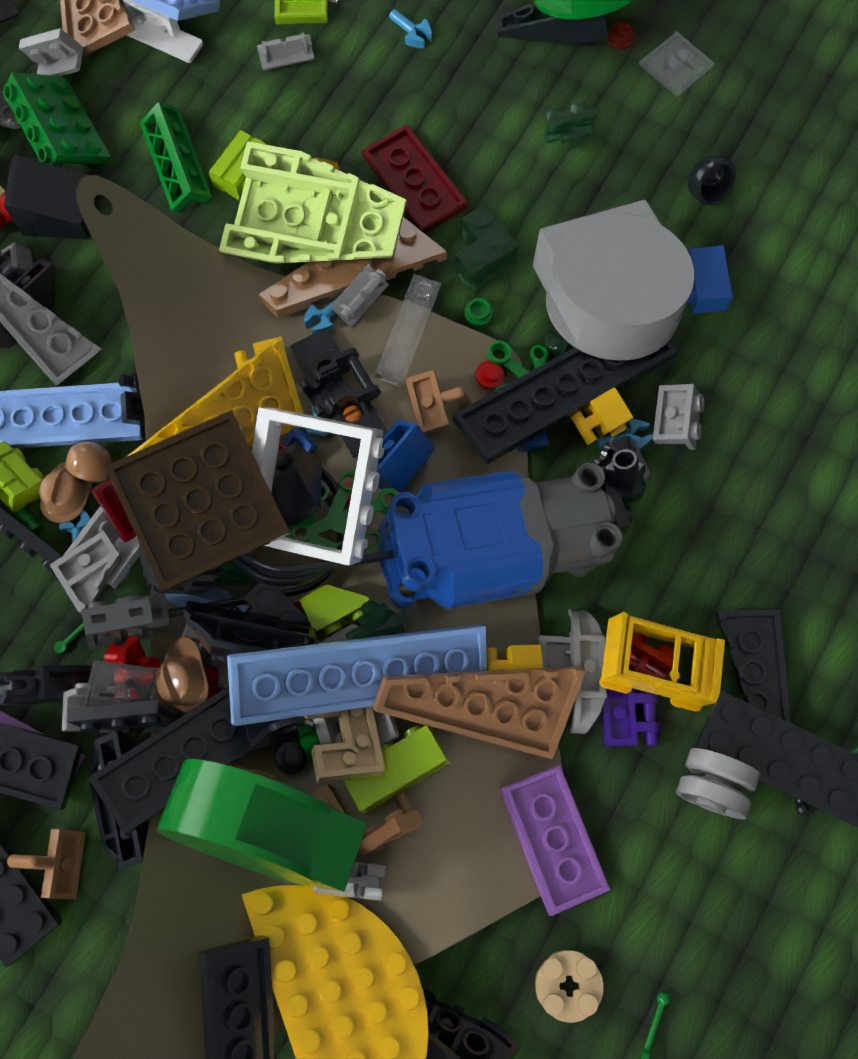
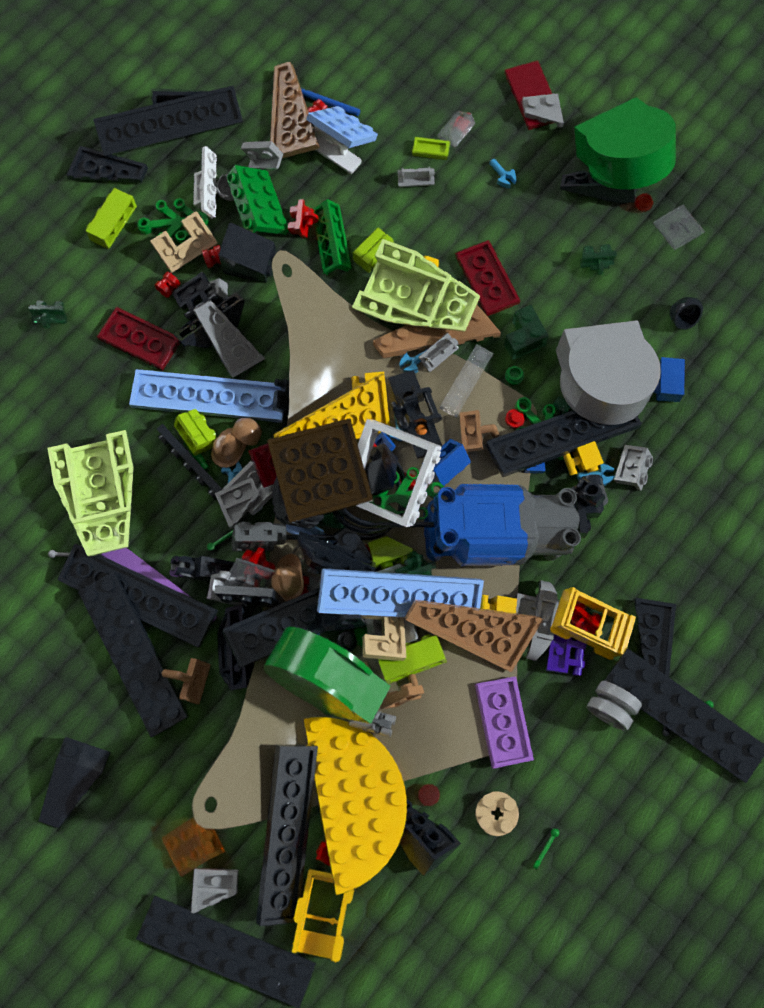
camera: 10 degrees right, 0 degrees up
(129, 135) = (304, 219): none -> red hips
(458, 976) = (429, 795): none -> clear red plate

